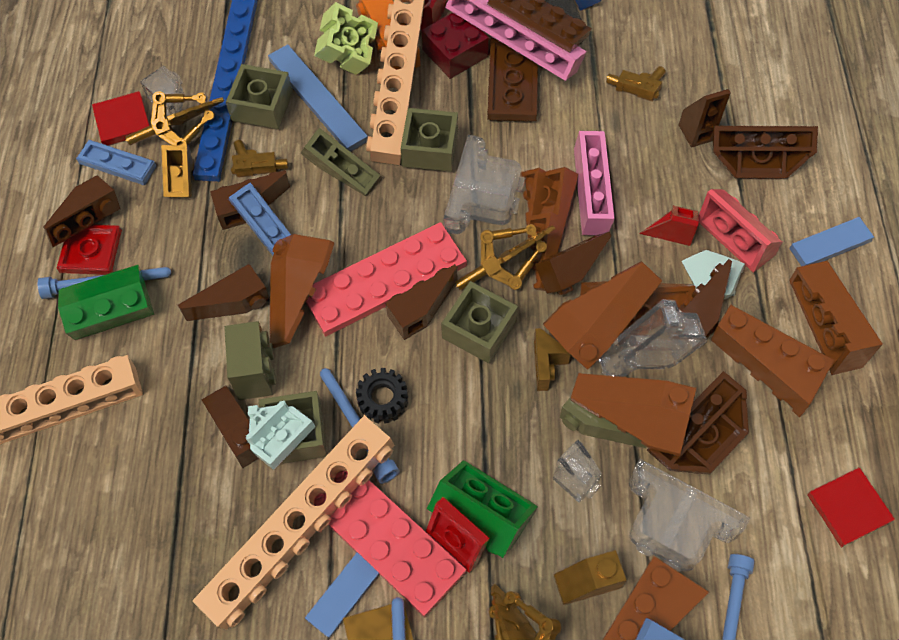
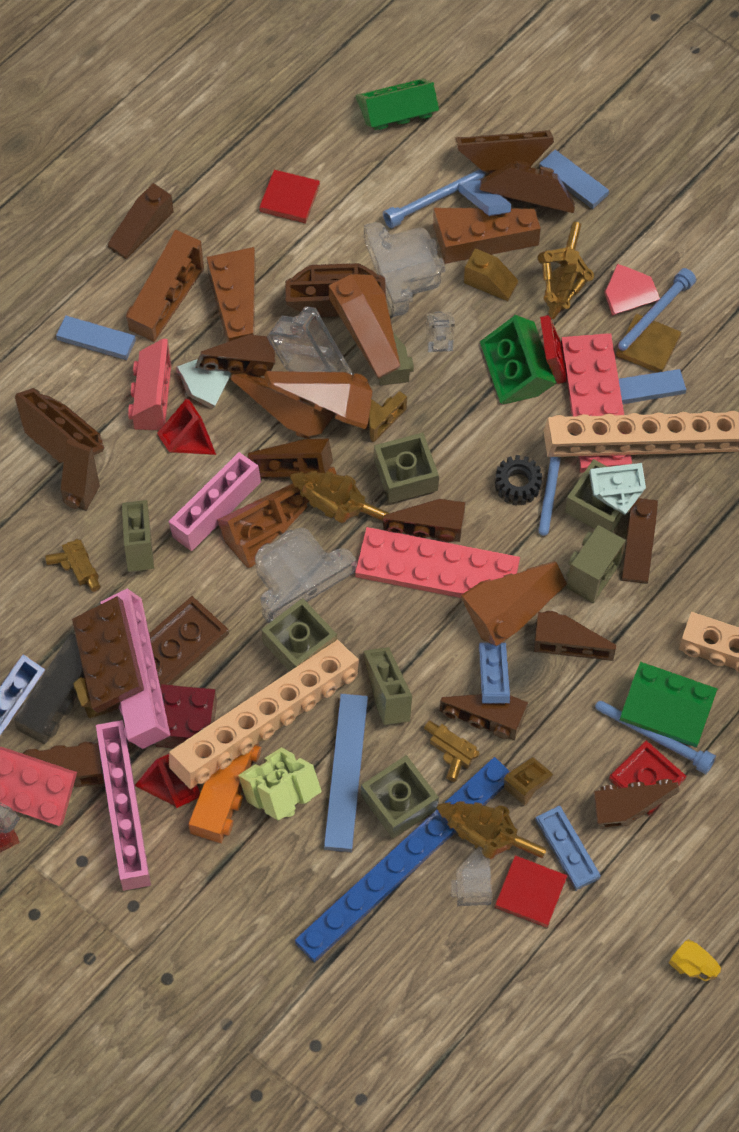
camera: 140 degrees left, 0 degrees up
(621, 125) = (137, 536): none -> olive slope

